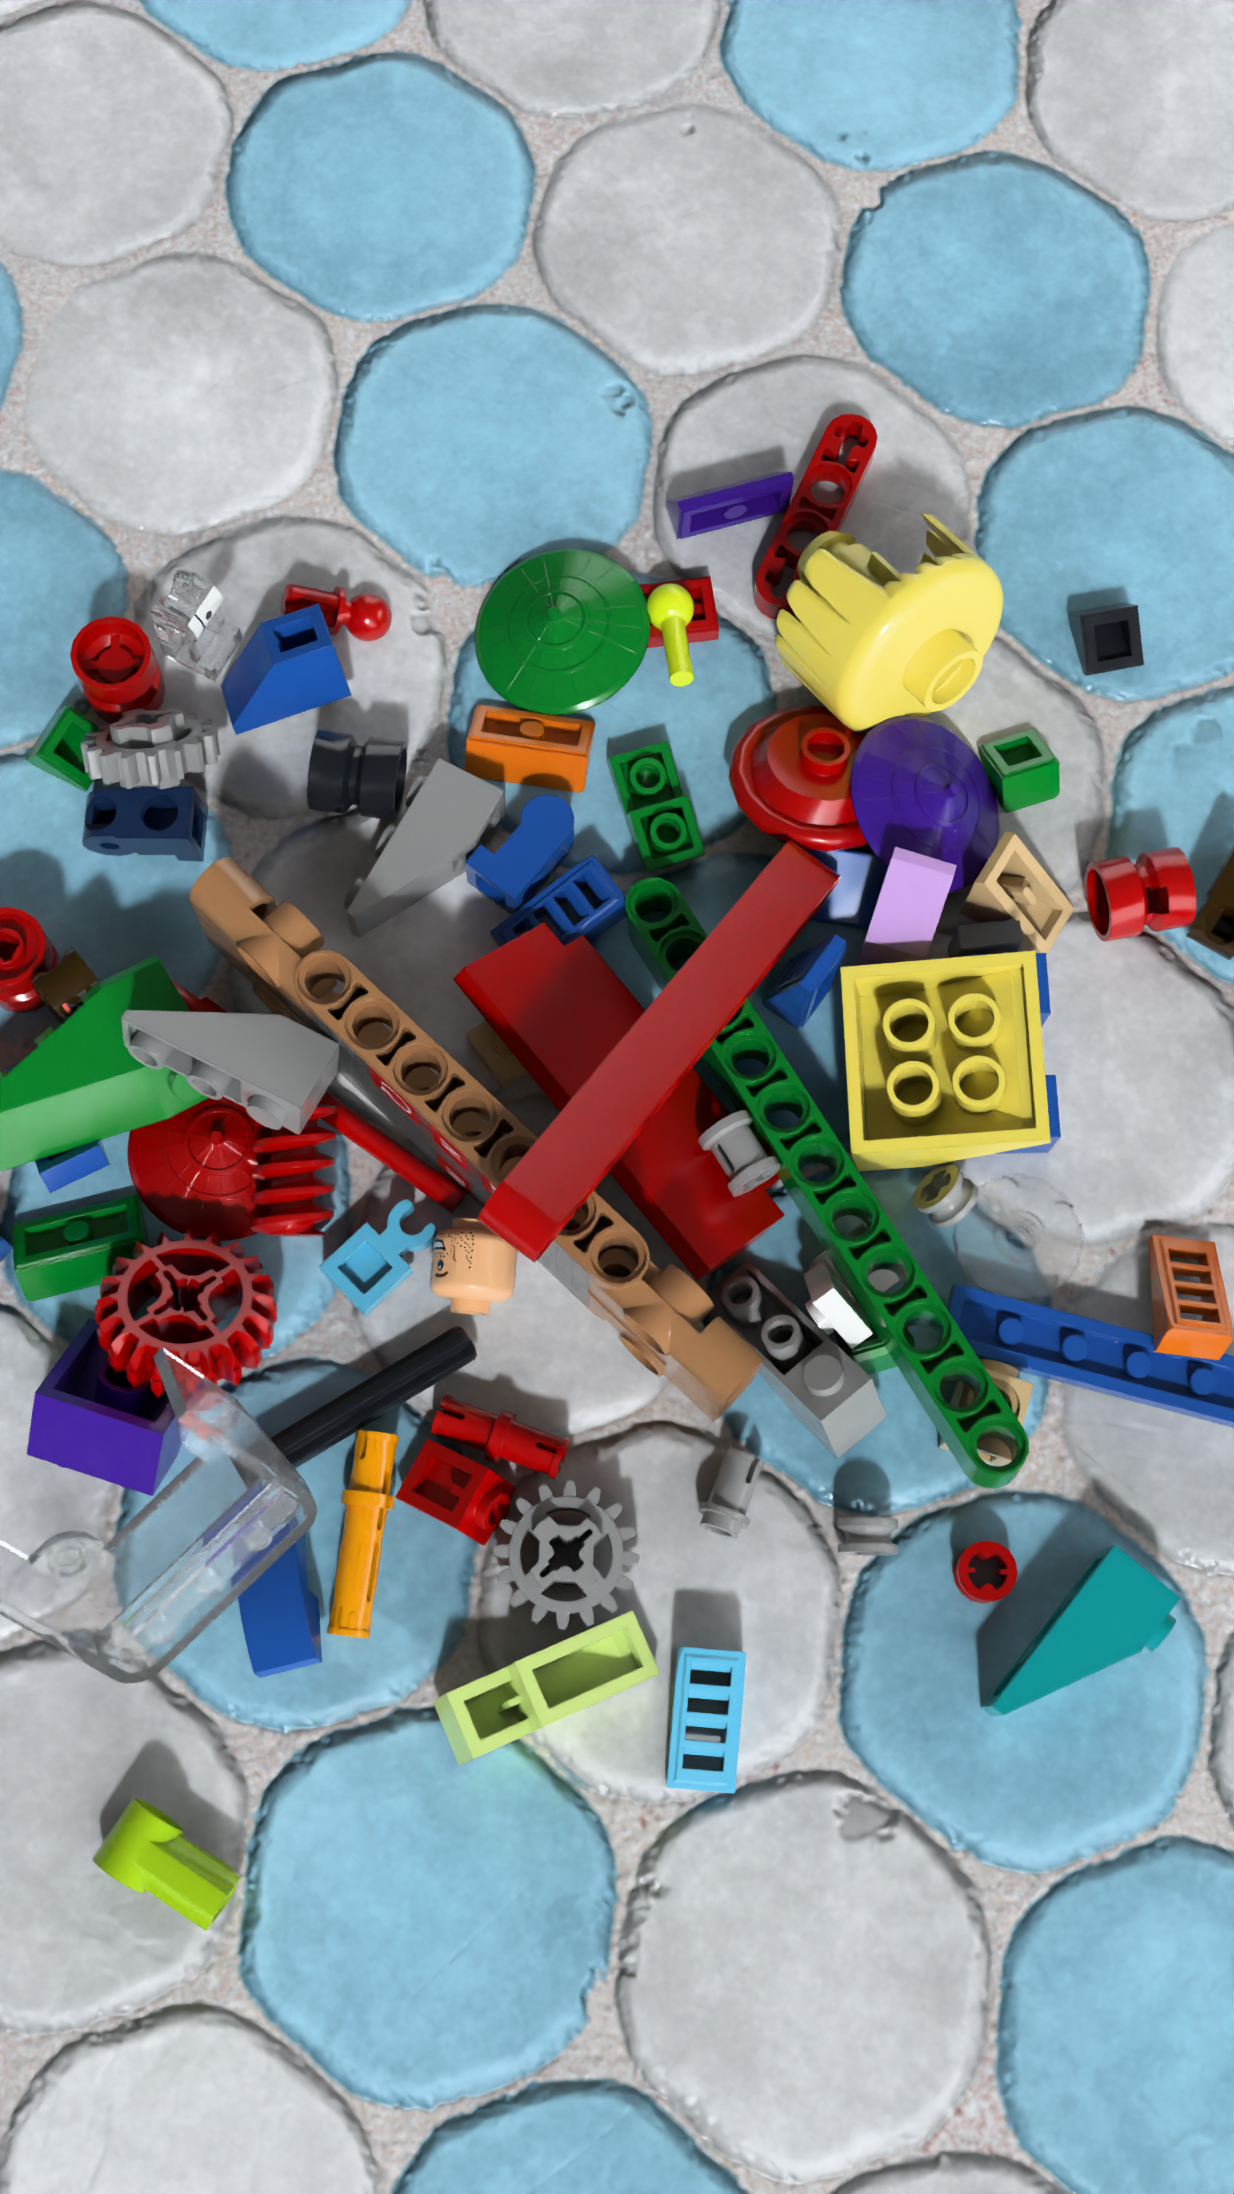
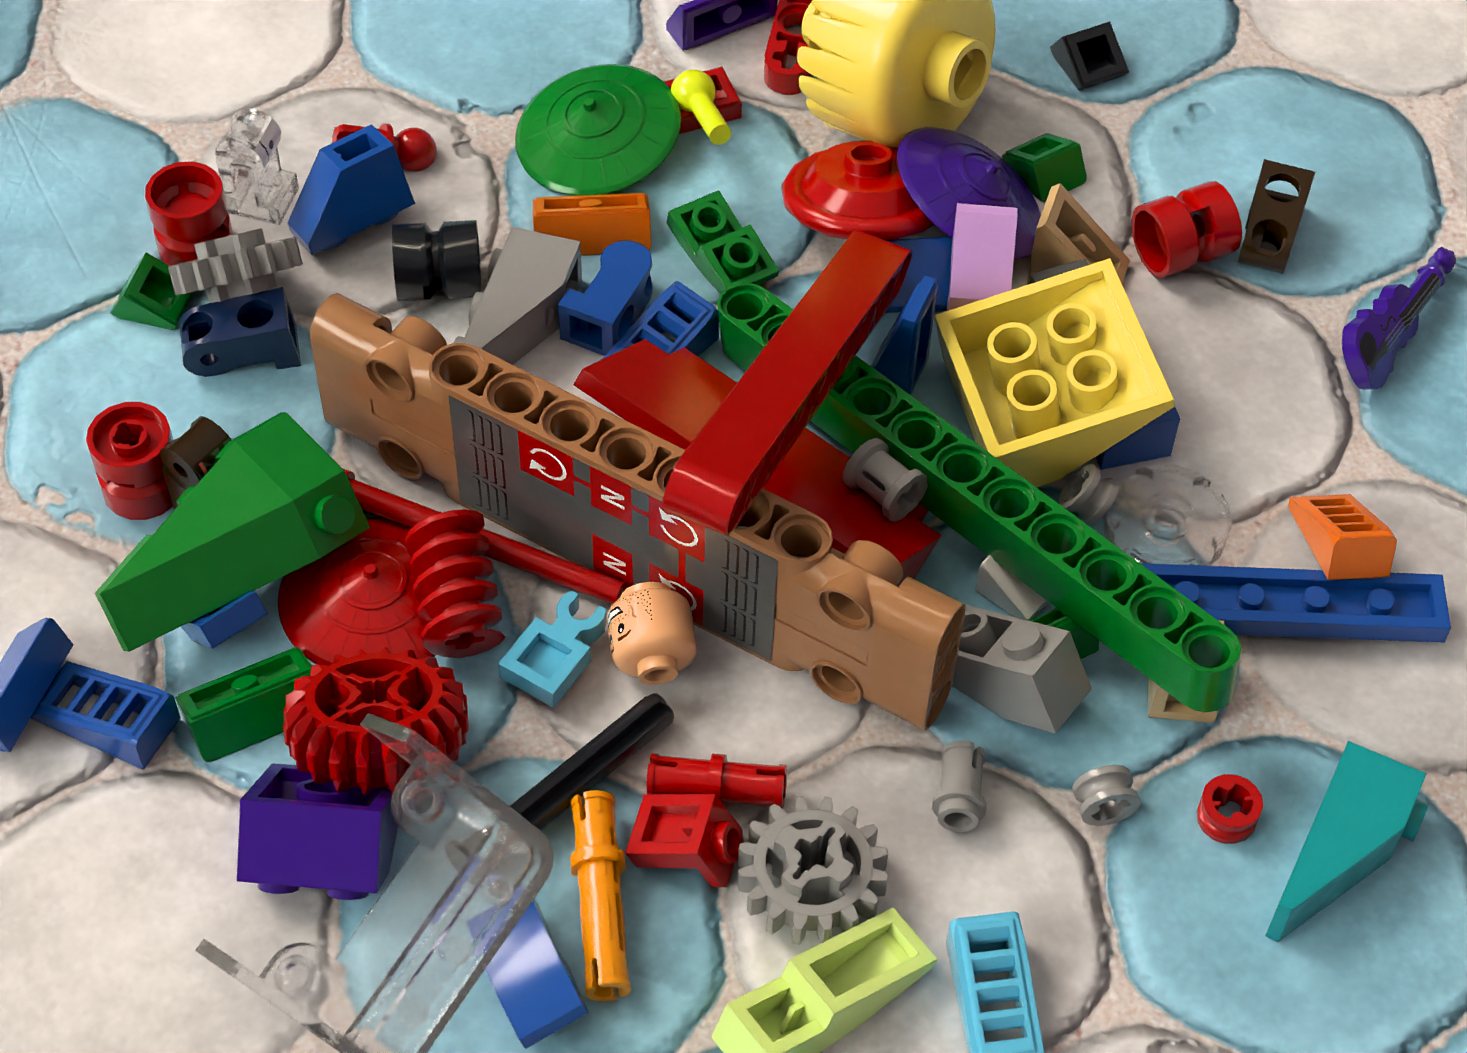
camera: 10 degrees left, 20 degrees down
(249, 1058) = (387, 465): light grey slope -> none
(834, 1305) = (1014, 593): white plate -> none

